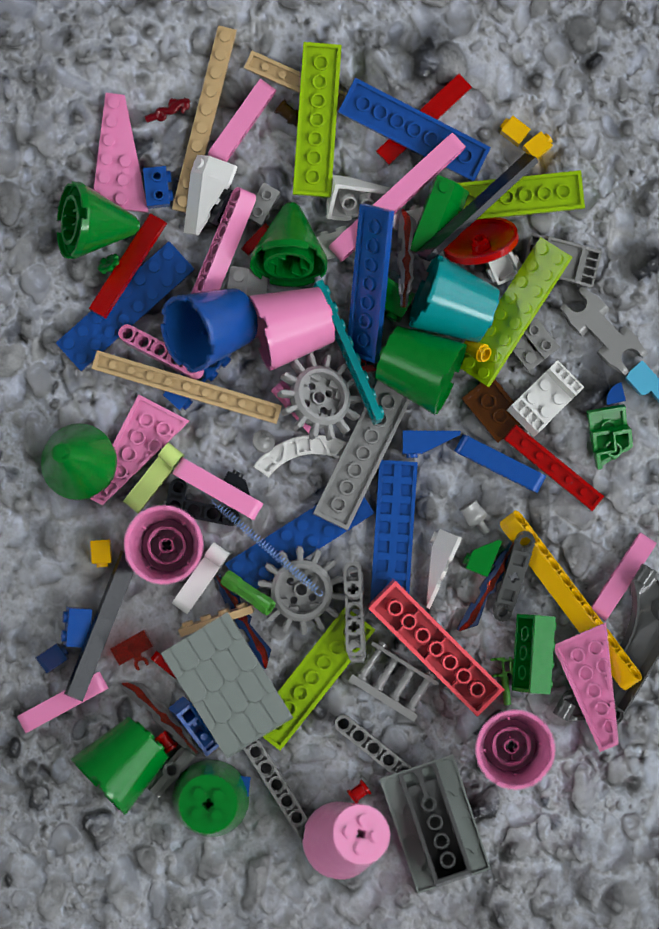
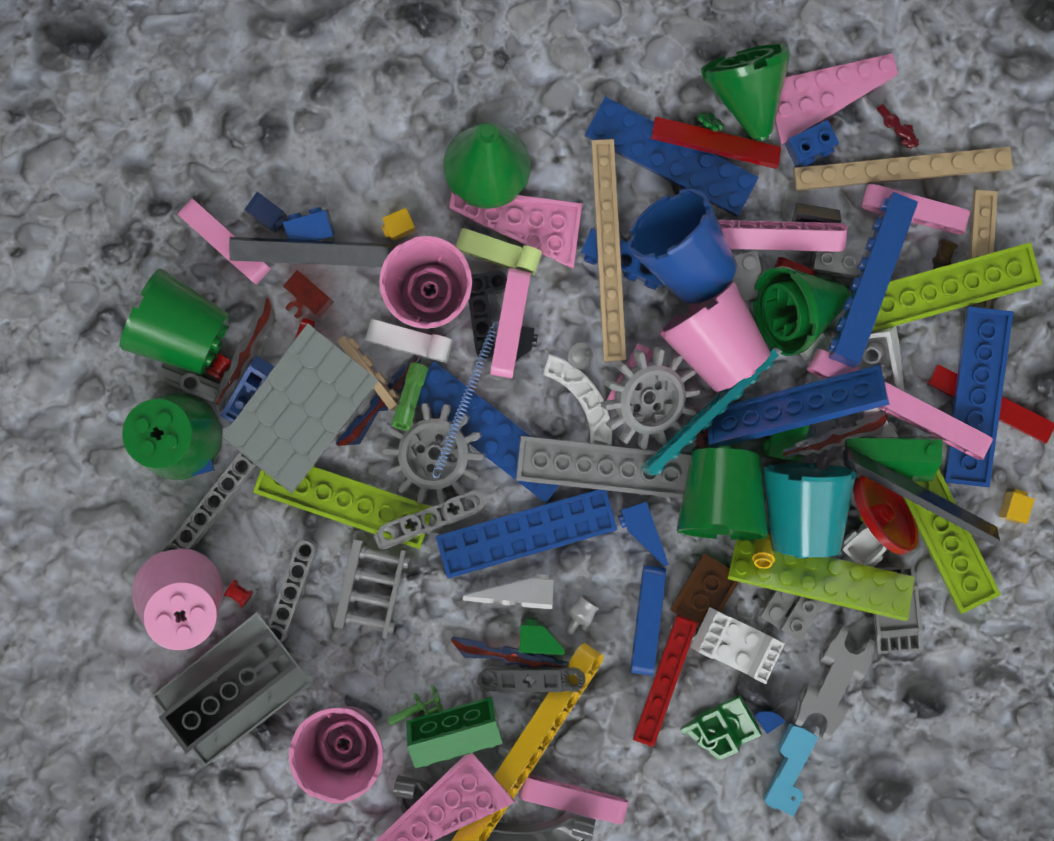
camera: 75 degrees right, 0 degrees up
(152, 349) = (636, 200): bright pink beam -> none
(207, 182) = (834, 193): white wedge -> none
(289, 182) = (872, 280): none -> blue brick
(435, 647) = (421, 622): coral brick -> none
(538, 145) = (1011, 538): yellow brick -> none

